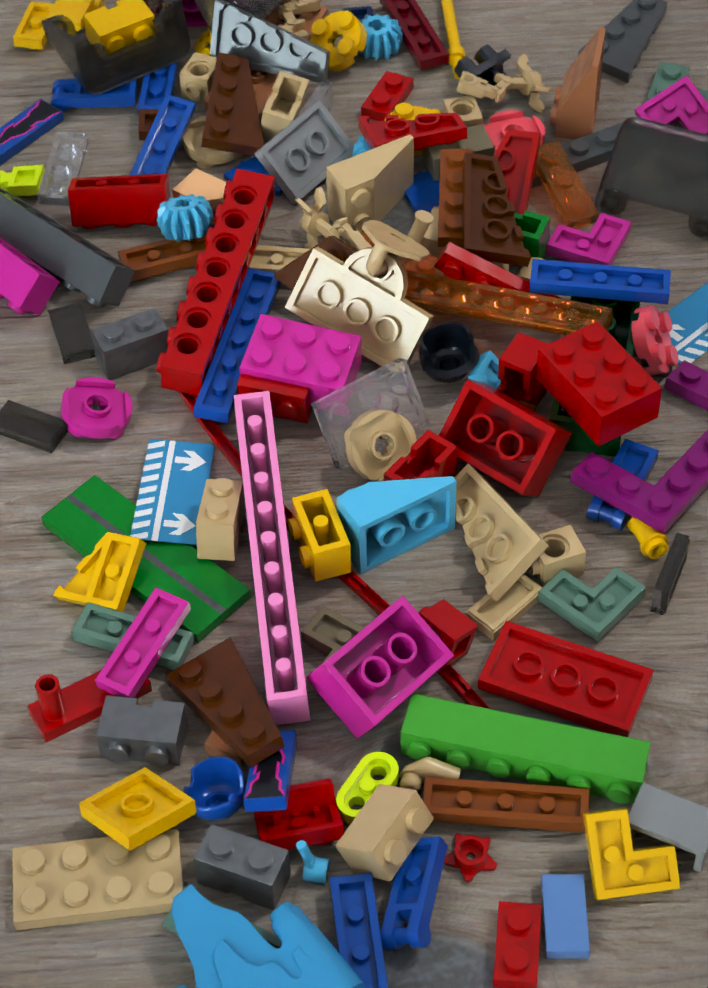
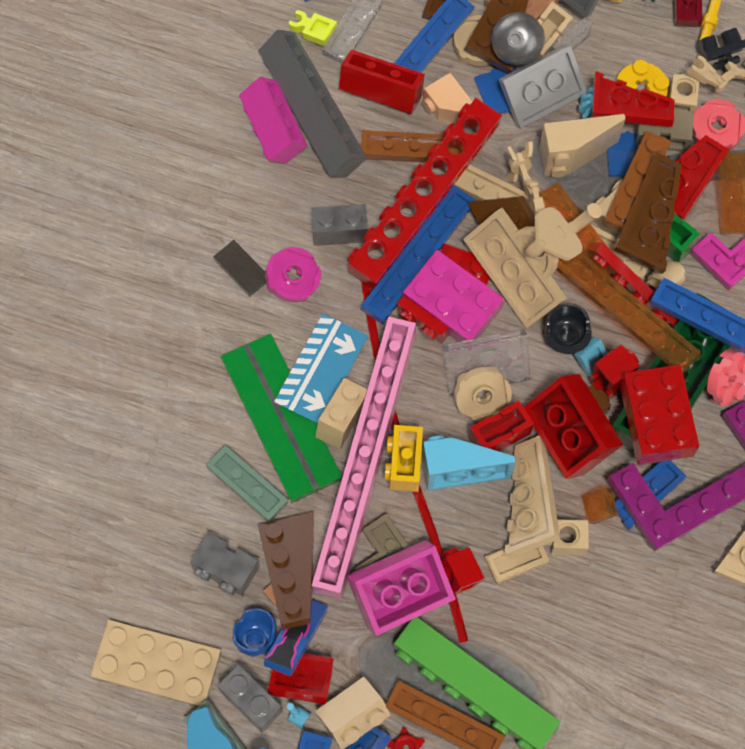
camera: 20 degrees right, 20 degrees up
(69, 707) = (200, 520): red piece -> none
(72, 333) = (302, 192): clear smoke tile -> none
(106, 573) = (245, 427): yellow wing -> none
(137, 808) = (198, 627): yellow plate -> none
(143, 644) = (248, 500): dark pink plate -> none
(184, 217) = (422, 121): medium azure gear -> none
(258, 109) = (517, 38): none -> flat silver cylinder
(361, 785) = (355, 668): neon yellow plate -> none
(386, 95) = (635, 43): red plate -> none
(414, 774) = (404, 673): tan arm -> none
(565, 679) = (530, 641): red plate -> none
(576, 511) = (600, 505): none -> clear orange plate
(593, 609) = (579, 592): sand green plate -> none
(652, 542) = (644, 552): yellow pin -> none
(670, 574) = (644, 585): clear smoke tile -> none

